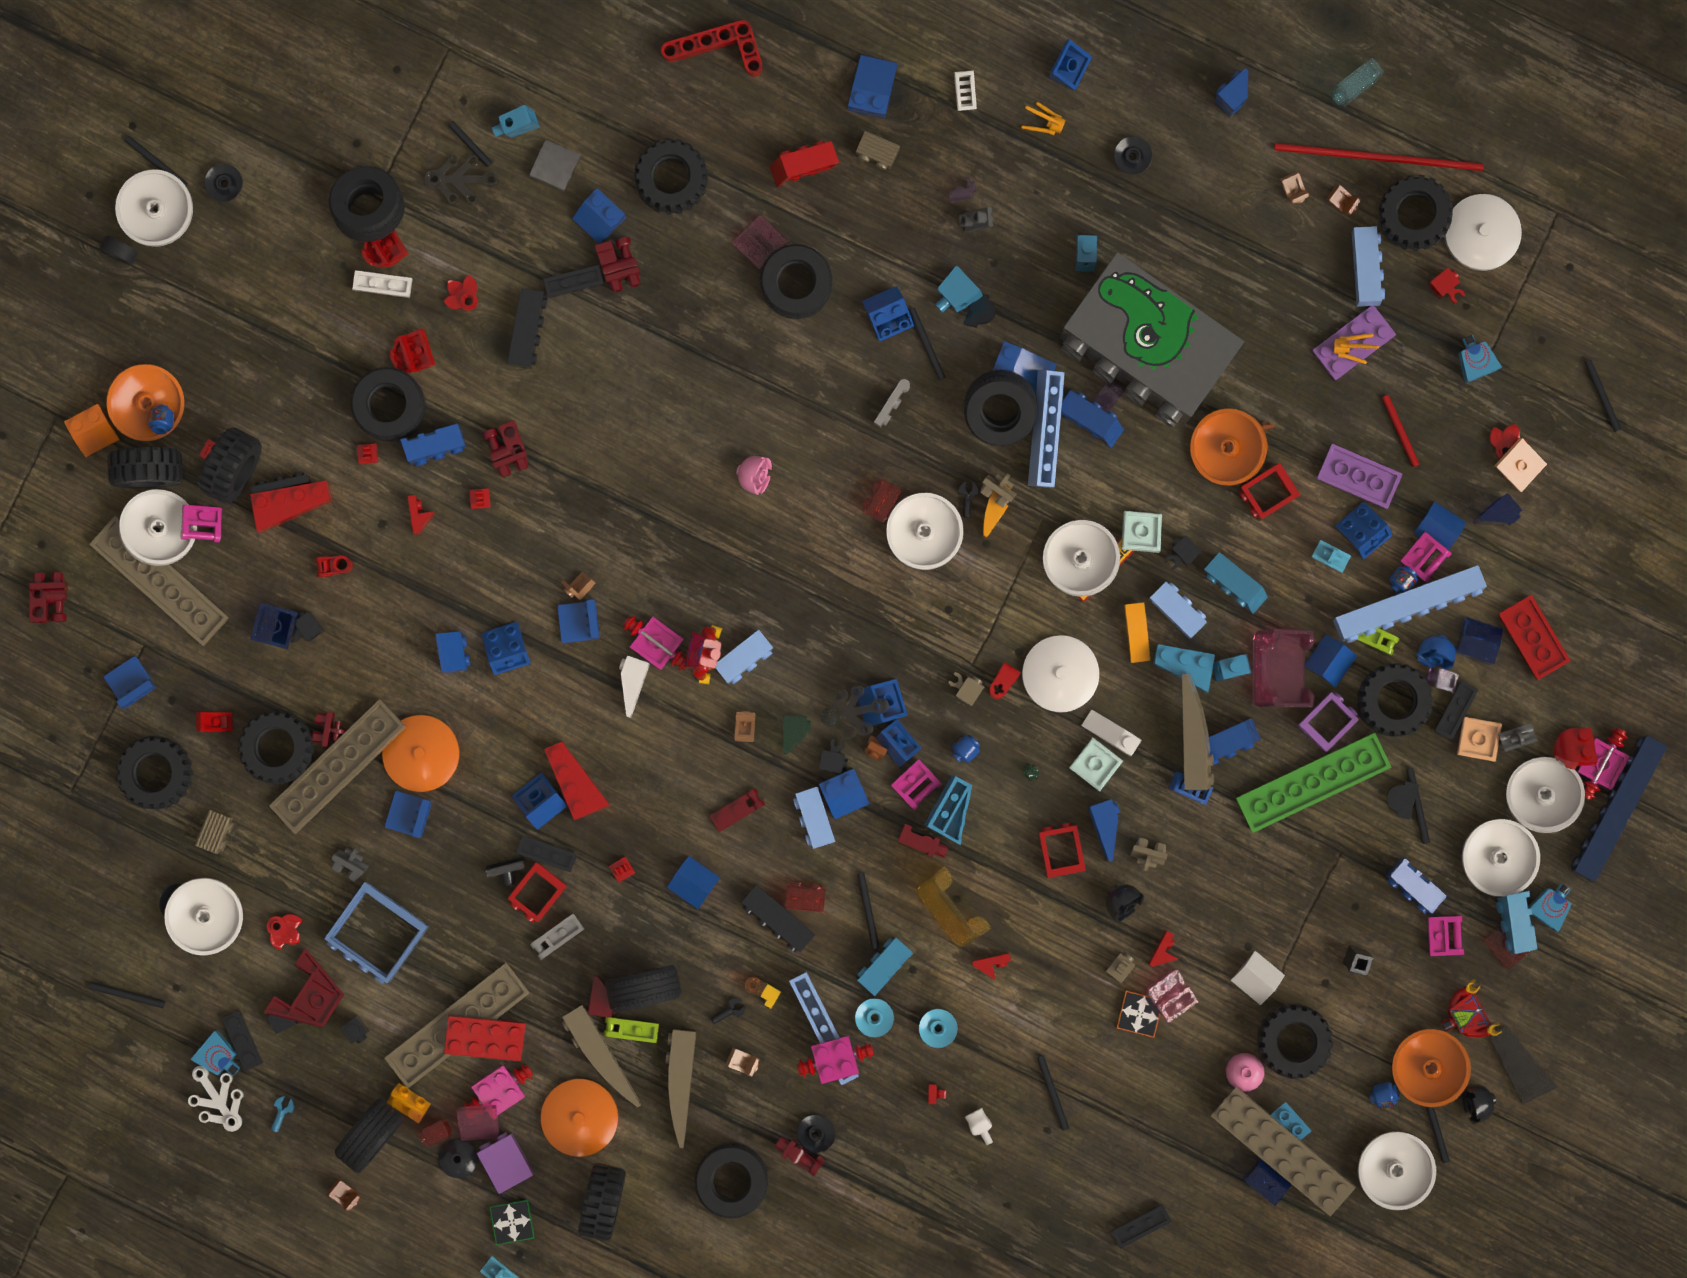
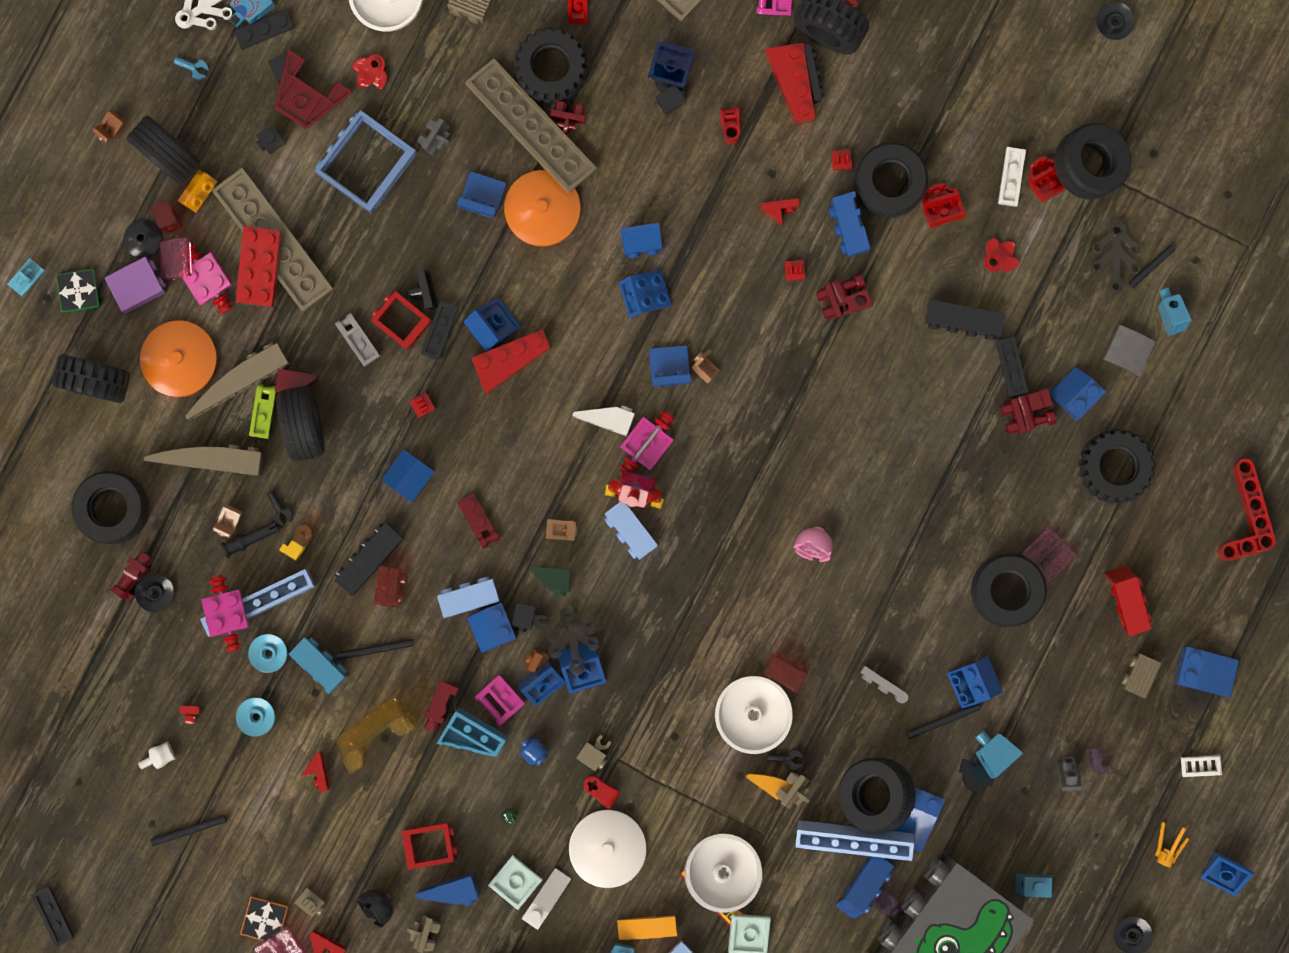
camera: 90 degrees right, 0 degrees up
(764, 1048) = (240, 543): none -> black pin

